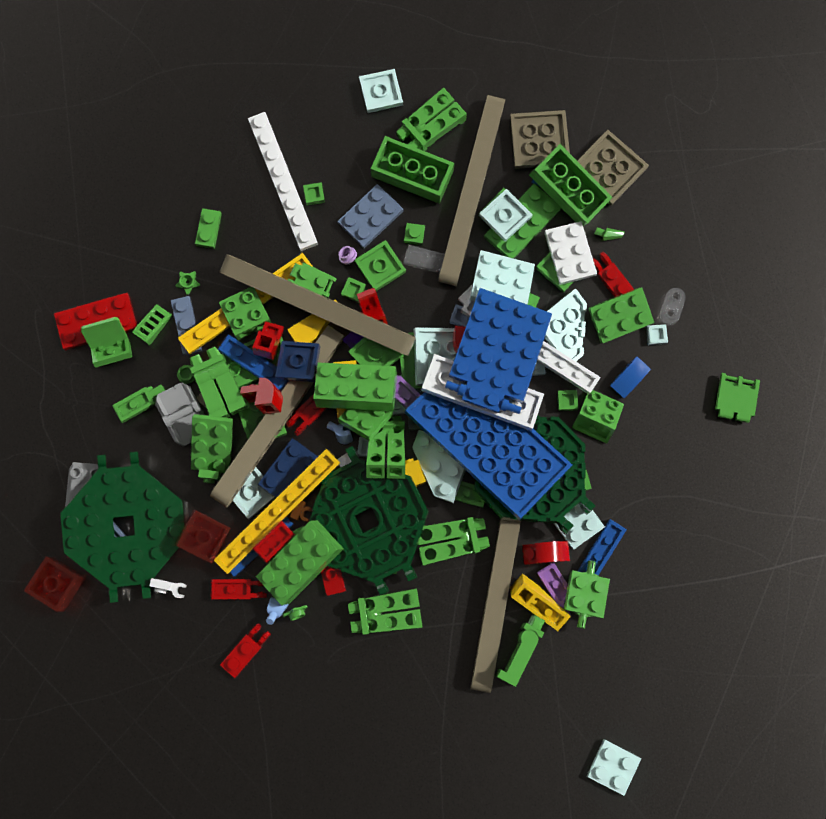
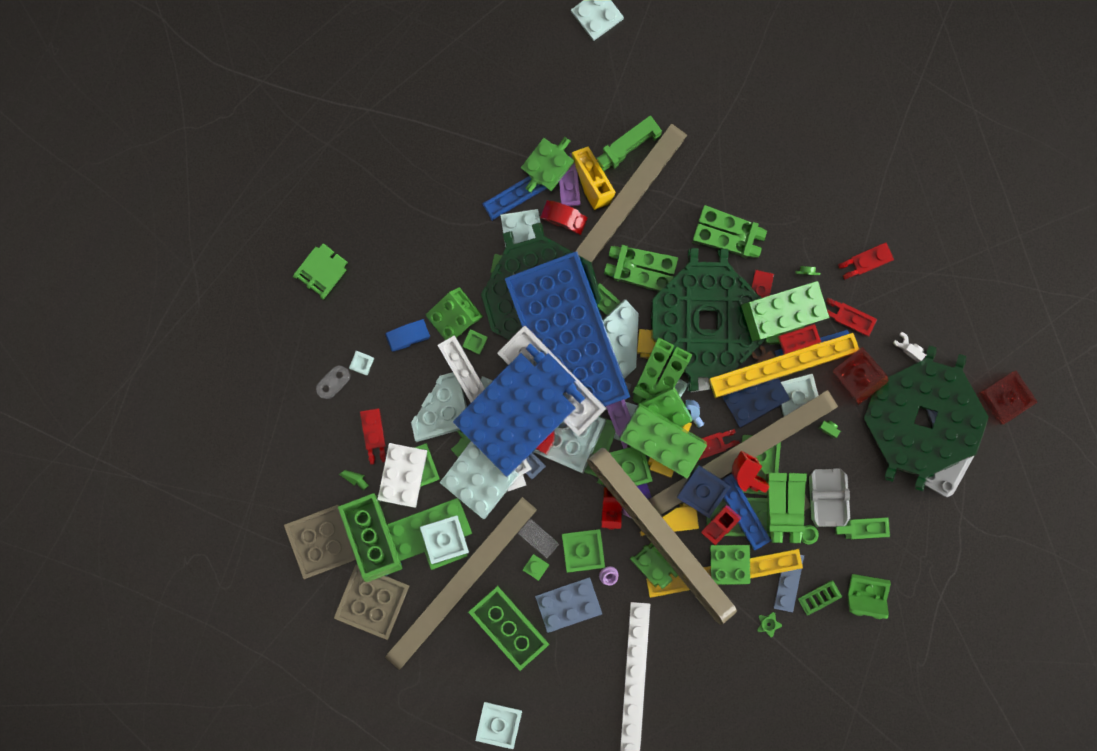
camera: 150 degrees left, 5 degrees up
(71, 320) = (868, 631): red plate -> none
(208, 228) = (726, 667): bright green plate -> none
(211, 443) = (815, 455): bright green plate -> none
(274, 610) = (825, 281): light blue piece -> none
(314, 193) = (611, 652): bright green plate -> none
(352, 288) = (619, 540): bright green plate -> none
(432, 121) = (481, 671): bright green hips -> none
(621, 315) = (385, 395): bright green plate -> none

